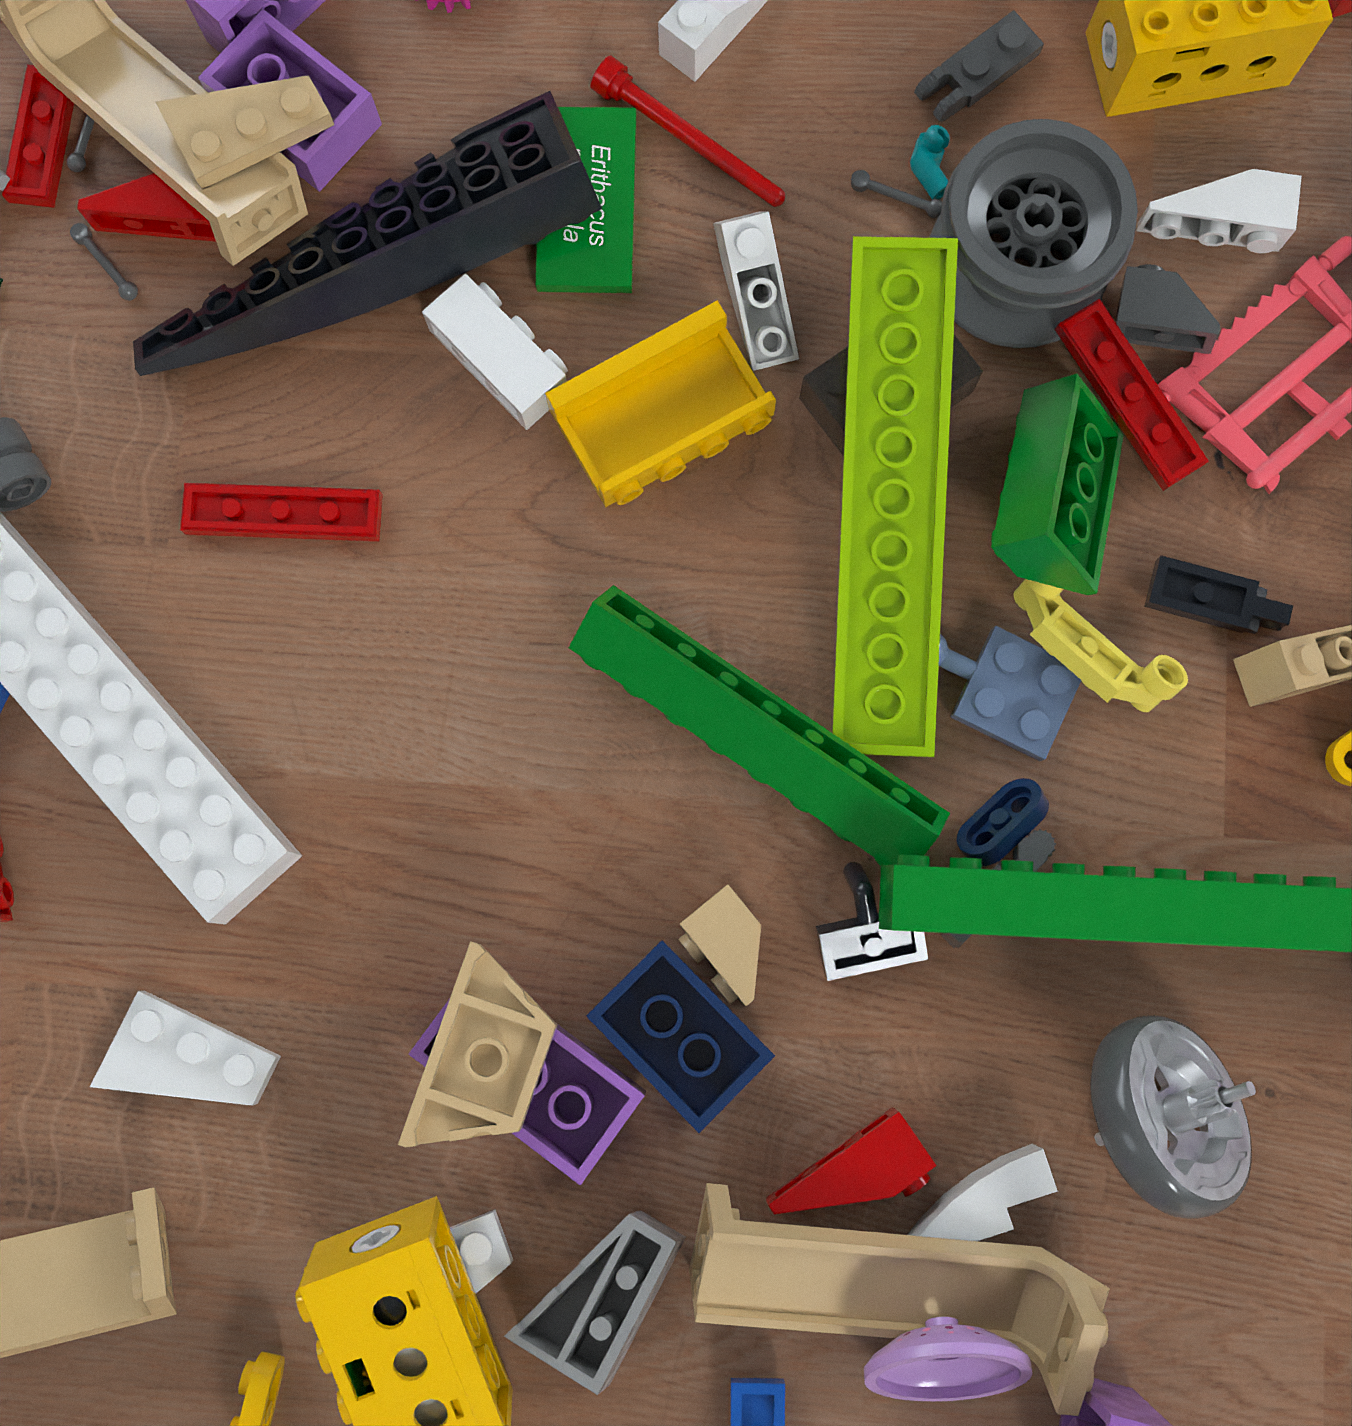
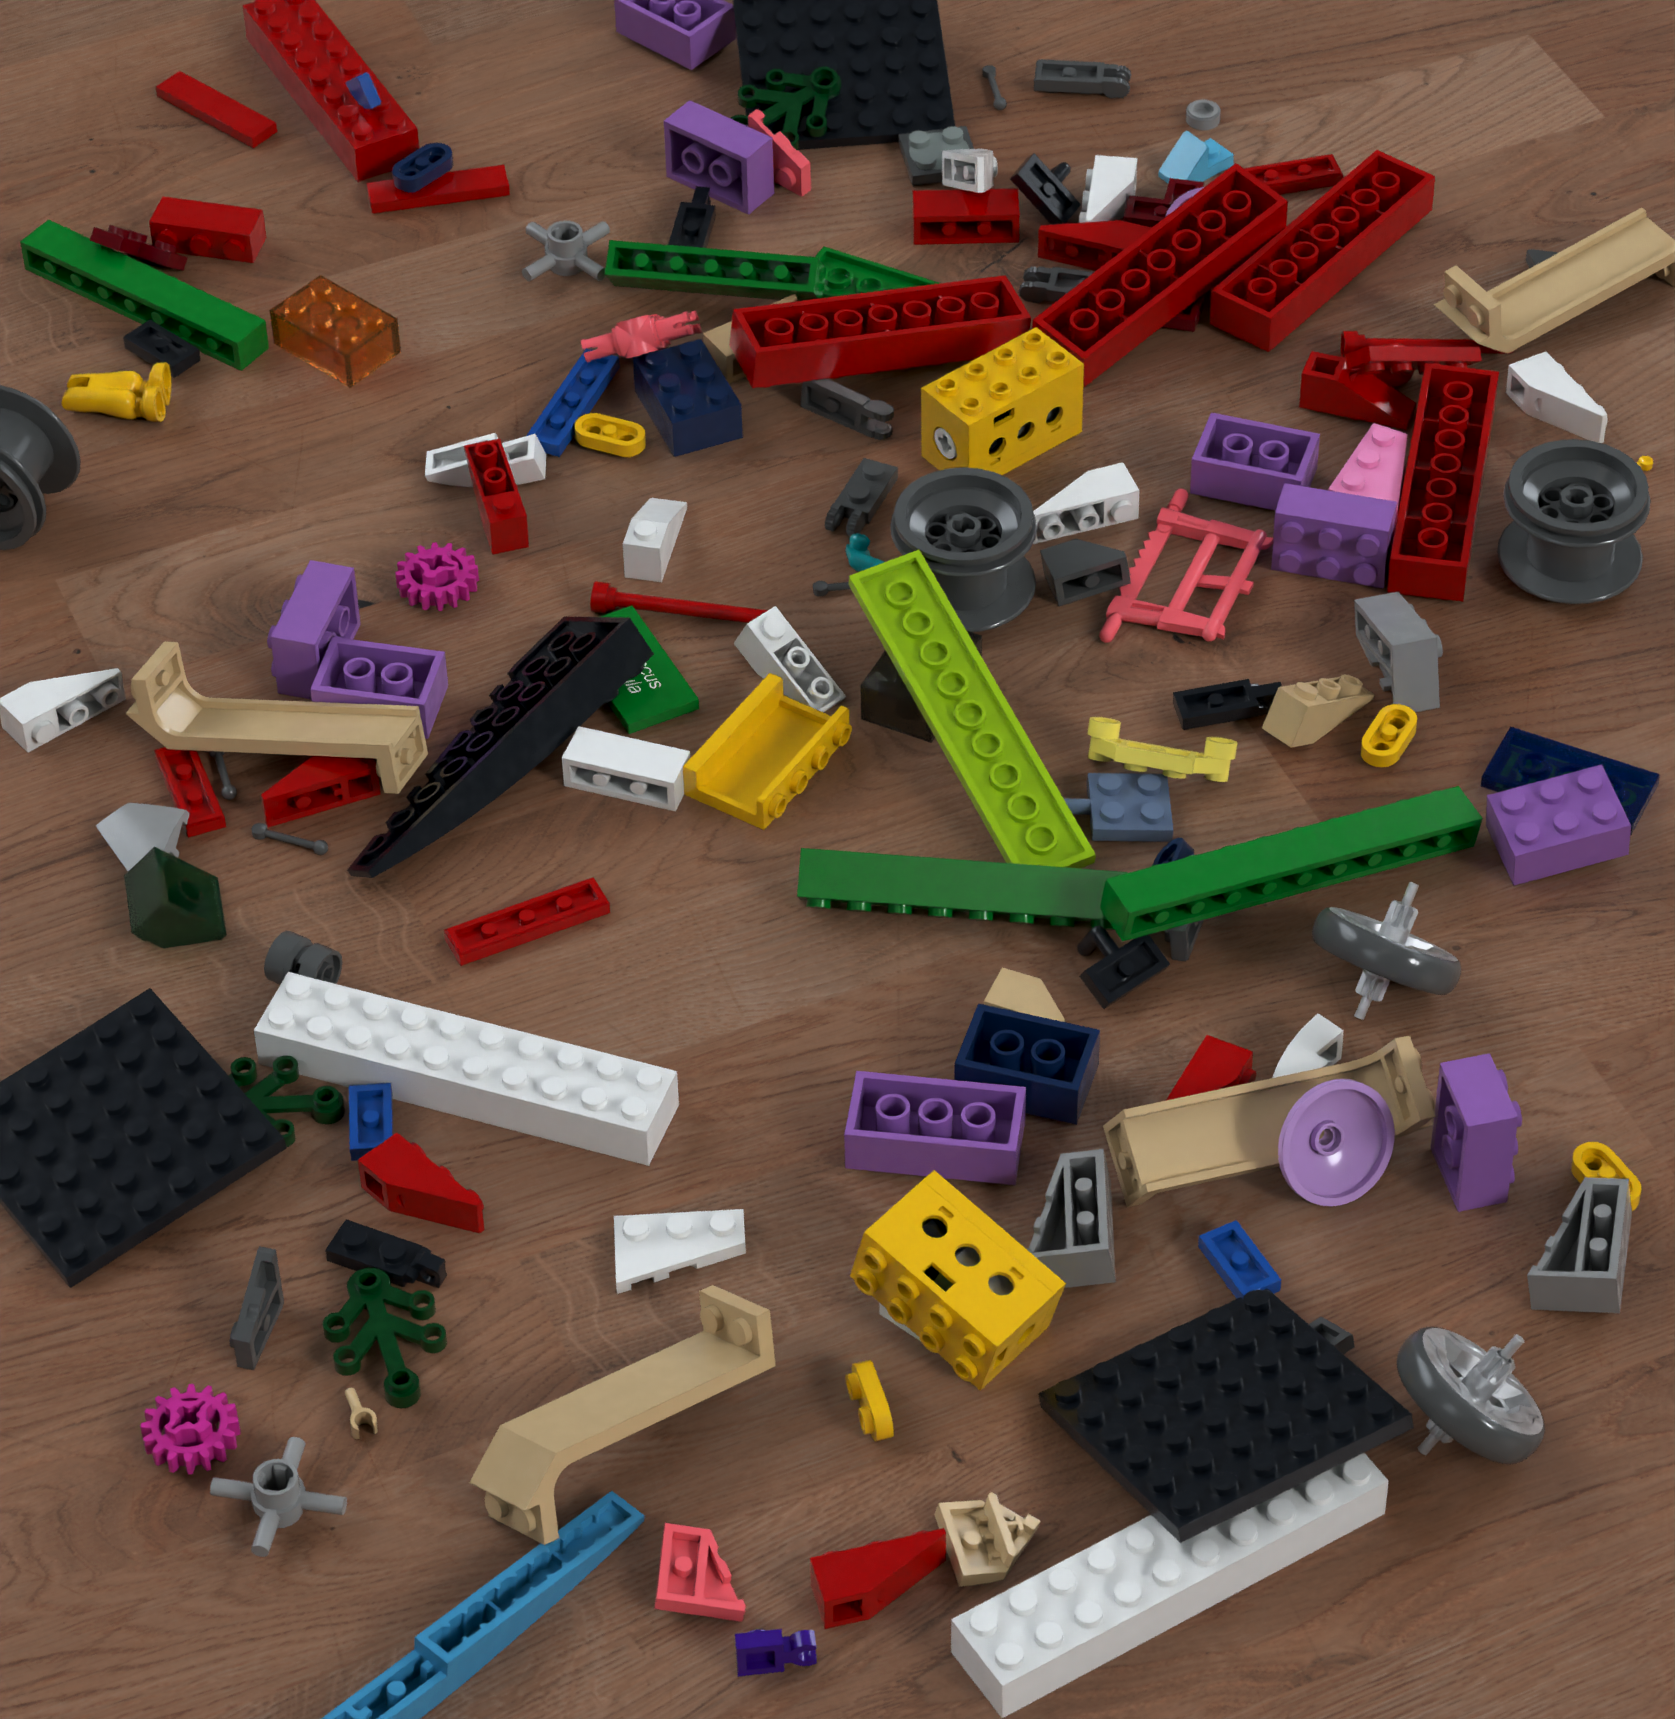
camera: 30 degrees left, 35 degrees down
(243, 124) = (365, 699): tan wing -> none
(481, 1058) = (899, 1103): tan wing -> none
(1059, 487) = (1075, 674): green slope -> none
(1131, 394) = (1092, 619): red tile -> none

